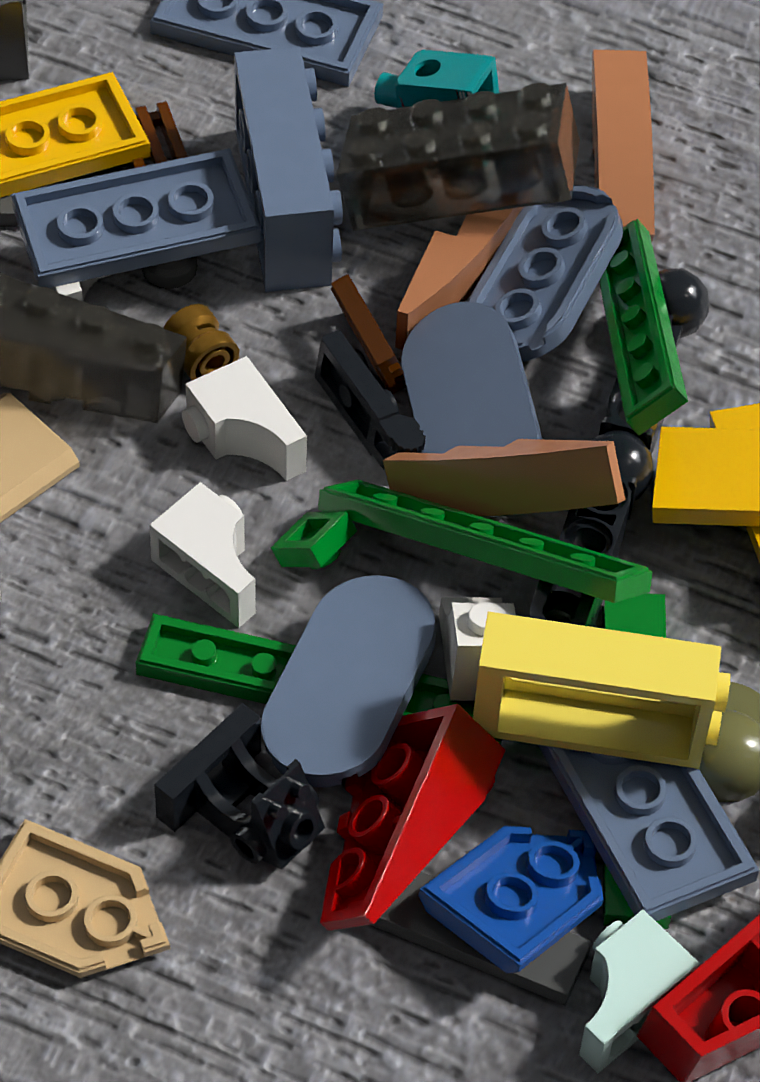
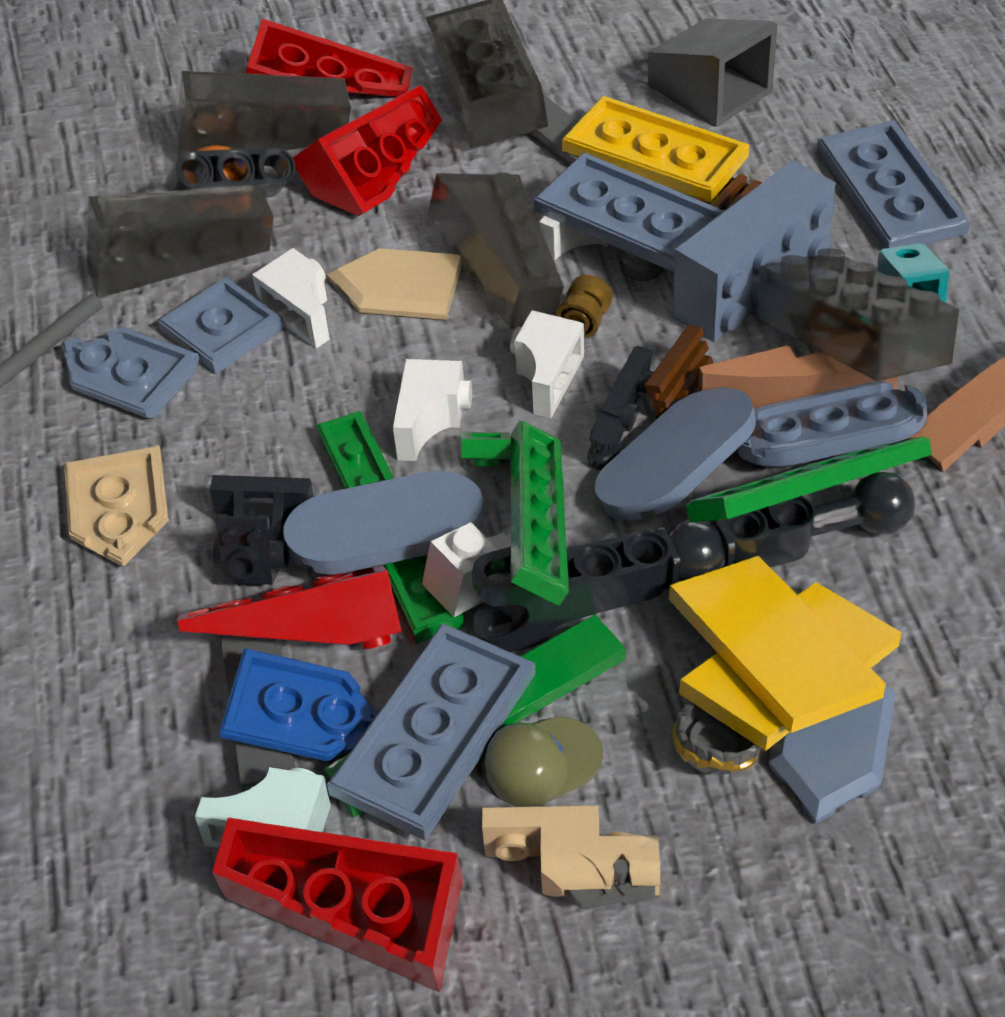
camera: 60 degrees right, 5 degrees down
(512, 478) = (603, 492): nougat slope -> none
(599, 690) = (456, 631): light yellow piece -> none

